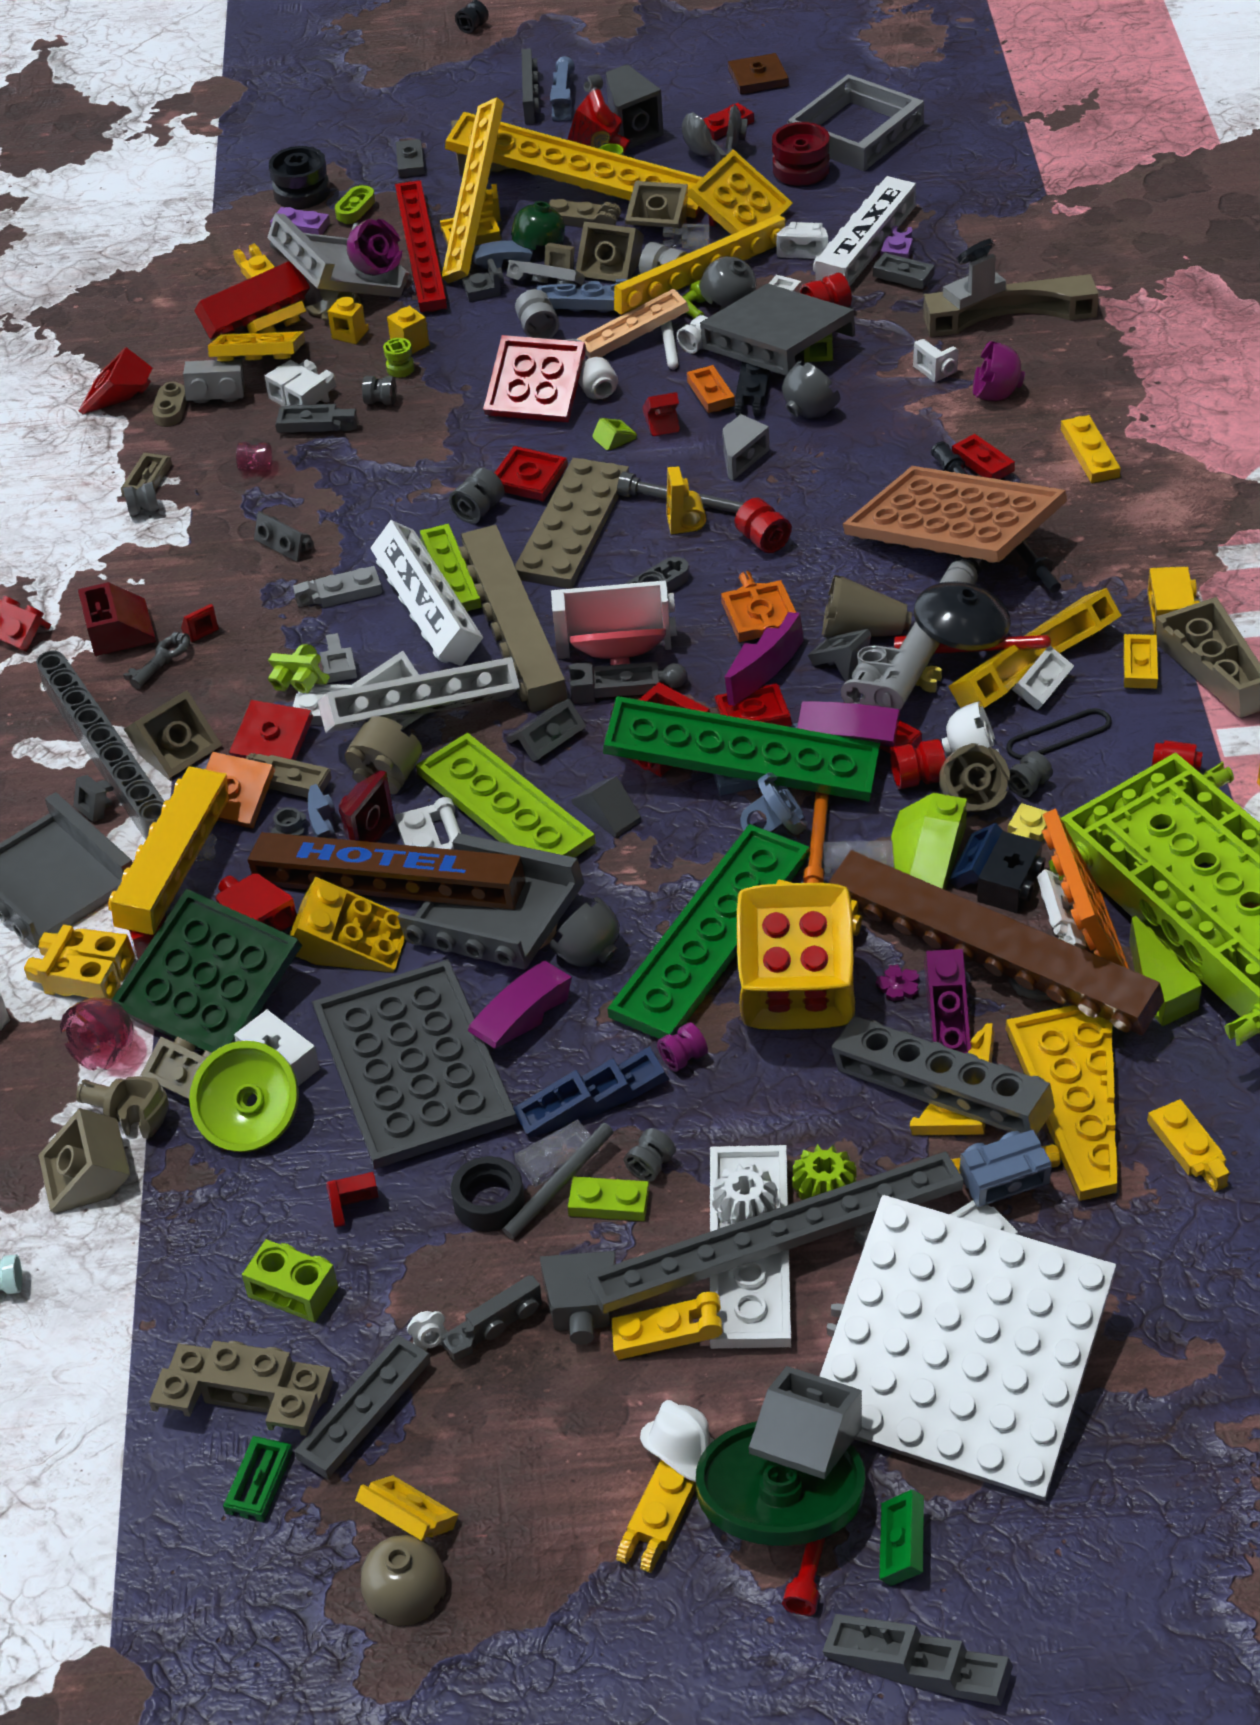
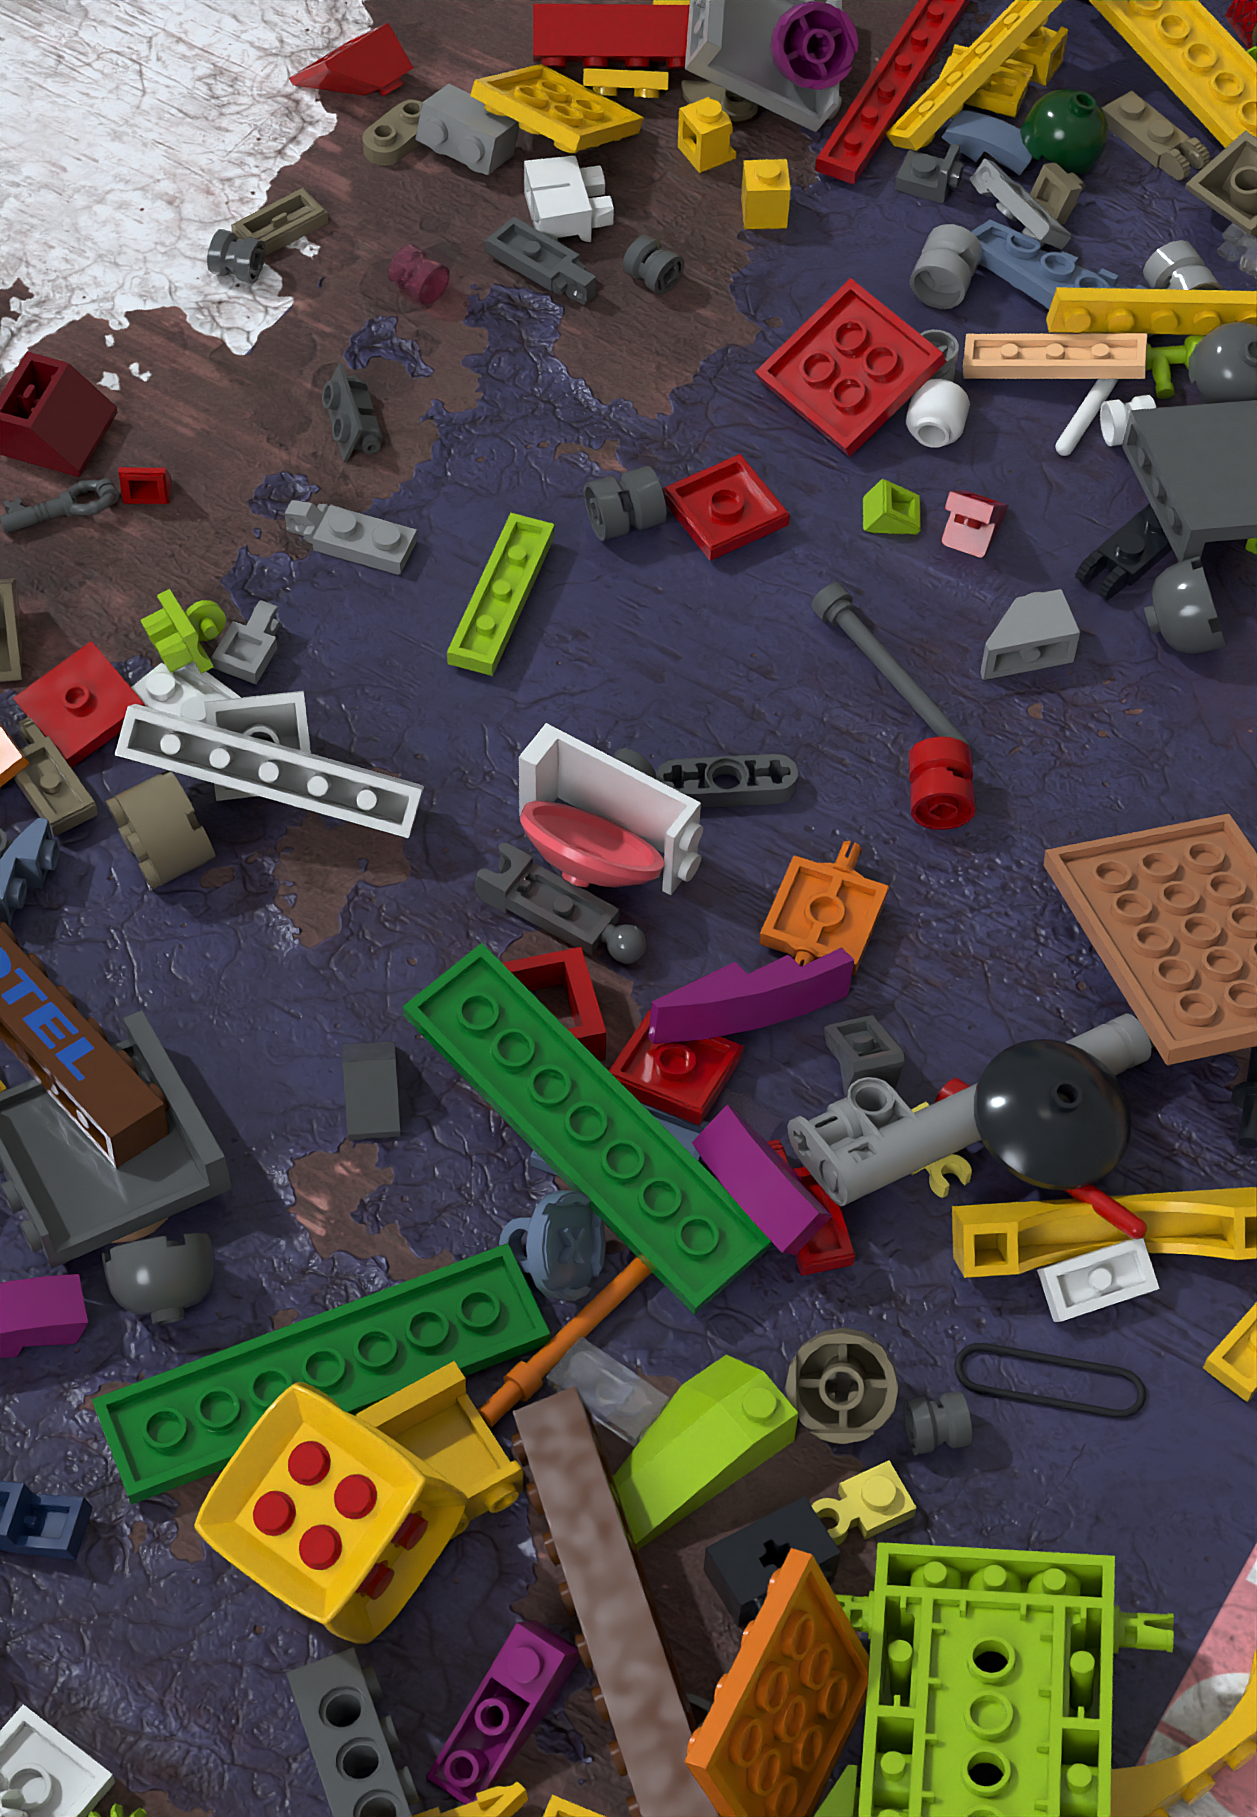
camera: 30 degrees right, 10 degrees up
(367, 809) = (64, 906): dark red slope -> none
(399, 358) = (720, 228): lime wheel -> none
(417, 825) = (122, 971): white plate -> none
(426, 594) = (430, 616): white brick -> none
(502, 799) = (252, 1000): lime plate -> none
(513, 618) = (508, 715): dark tan brick -> none
(548, 729) = (401, 920): dark grey panel -> none
(570, 523) = (713, 617): dark tan plate -> none
(609, 251) = (1126, 220): dark tan slope -> none
(681, 1047) = (128, 1525): magenta wheel -> none
(683, 507) = (865, 688): yellow plate -> none
(710, 389) = (1072, 518): orange plate -> none
(861, 608) = (941, 1009): dark tan cone -> none
(898, 983) = (484, 1624): magenta plant -> none
(916, 764) = (799, 1302): red wheel -> none
(967, 727) = (909, 1312): white cylinder -> none
(975, 856) = (750, 1501): dark blue plate -> none
(1185, 750) = (1161, 1541): red brick -> none

